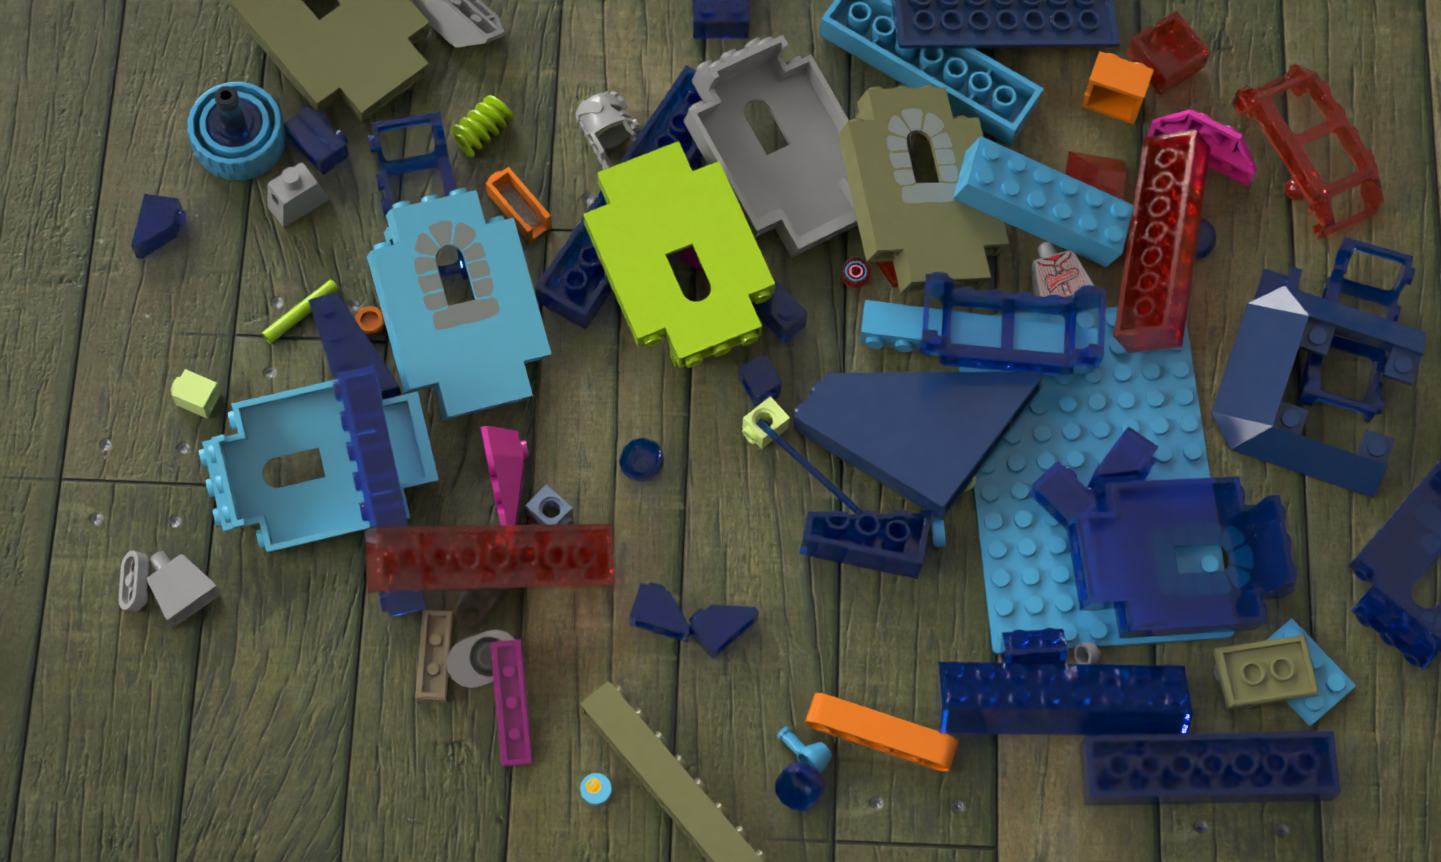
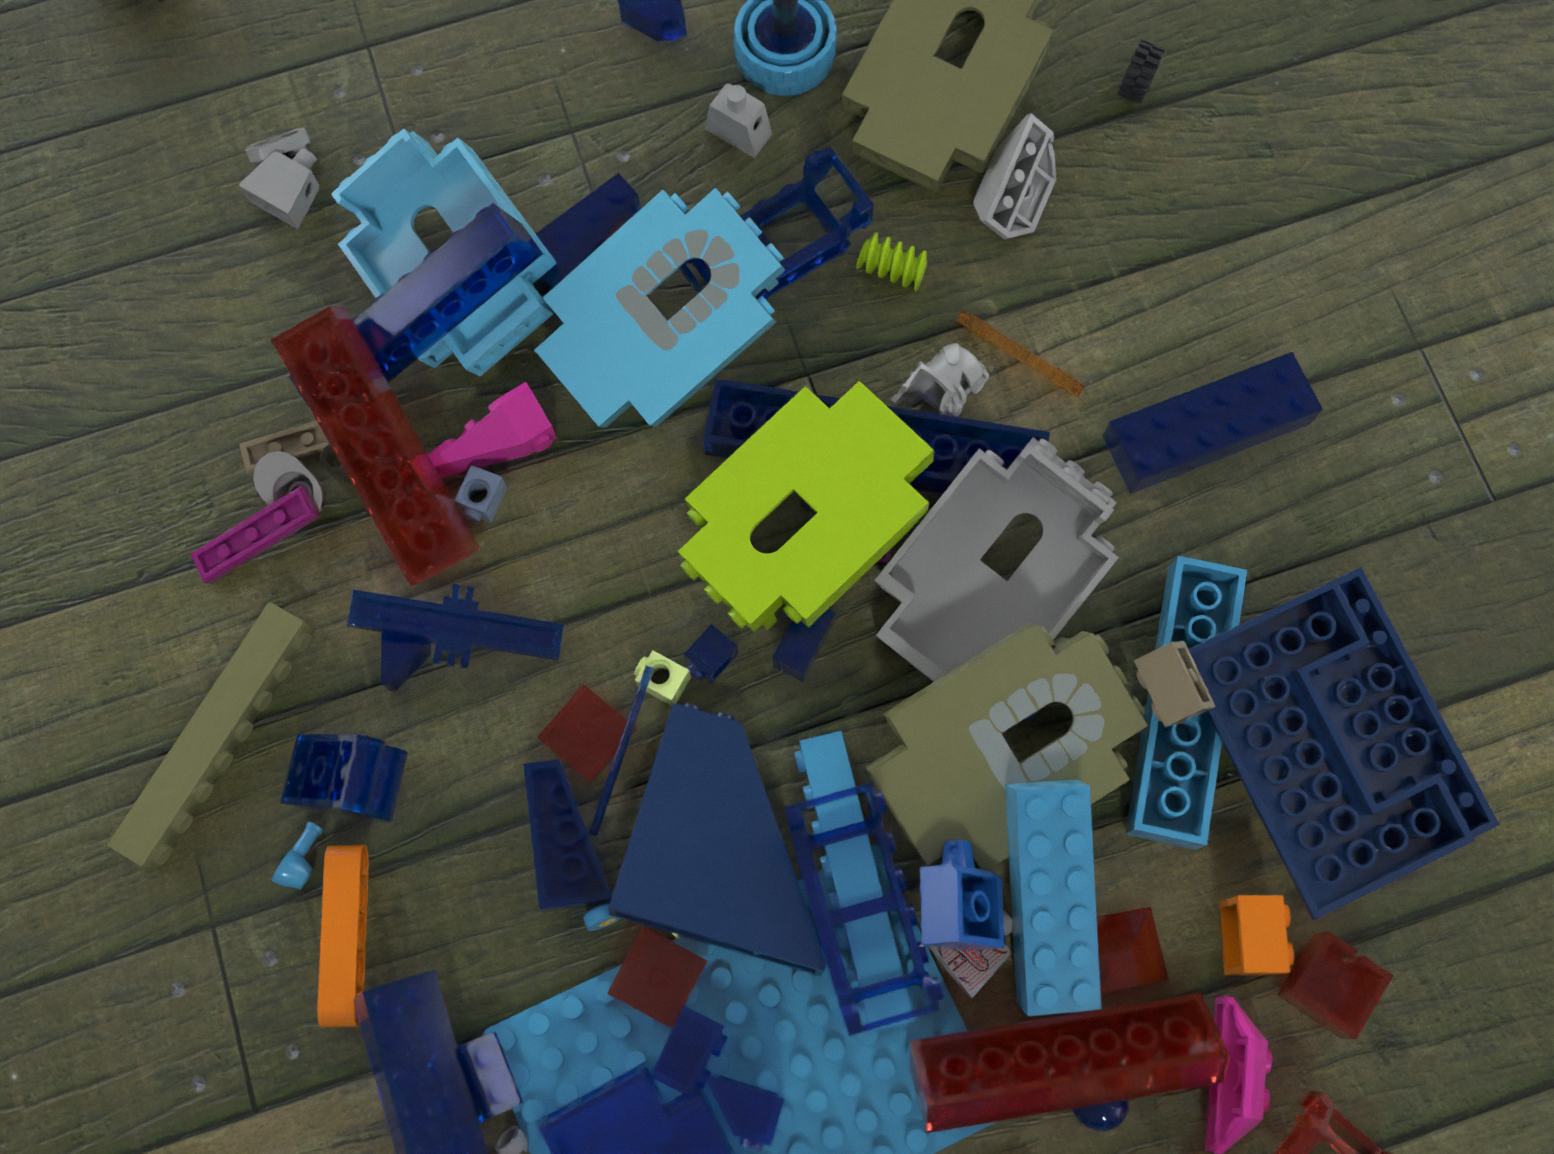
camera: 75 degrees right, 5 degrees up
(195, 393) = (489, 120): yellowish green brick -> none
(297, 313) = (606, 172): lime piece -> none
(316, 139) = (809, 116): clear blue brick -> none
(518, 203) = (817, 332): orange window -> none
(570, 84) = (1056, 375): none -> clear orange piece
(596, 789) = (195, 656): medium azure tile -> none
(641, 460) = (569, 564): clear blue hair -> none
(663, 559) = (455, 625): none -> clear blue hinge
(720, 626) = (408, 714): clear blue slope -> none
(754, 687) = (345, 776): none -> clear blue brick
(787, 496) = (585, 733): none -> clear red plate
(799, 786) = (253, 866): clear blue hair -> none
(855, 273) = (879, 706): clear red tile -> none
(922, 57) = (1173, 684): none -> dark tan brick
(1001, 502) = (657, 977): none -> clear red plate
(1027, 259) = (961, 903): none -> blue hinge

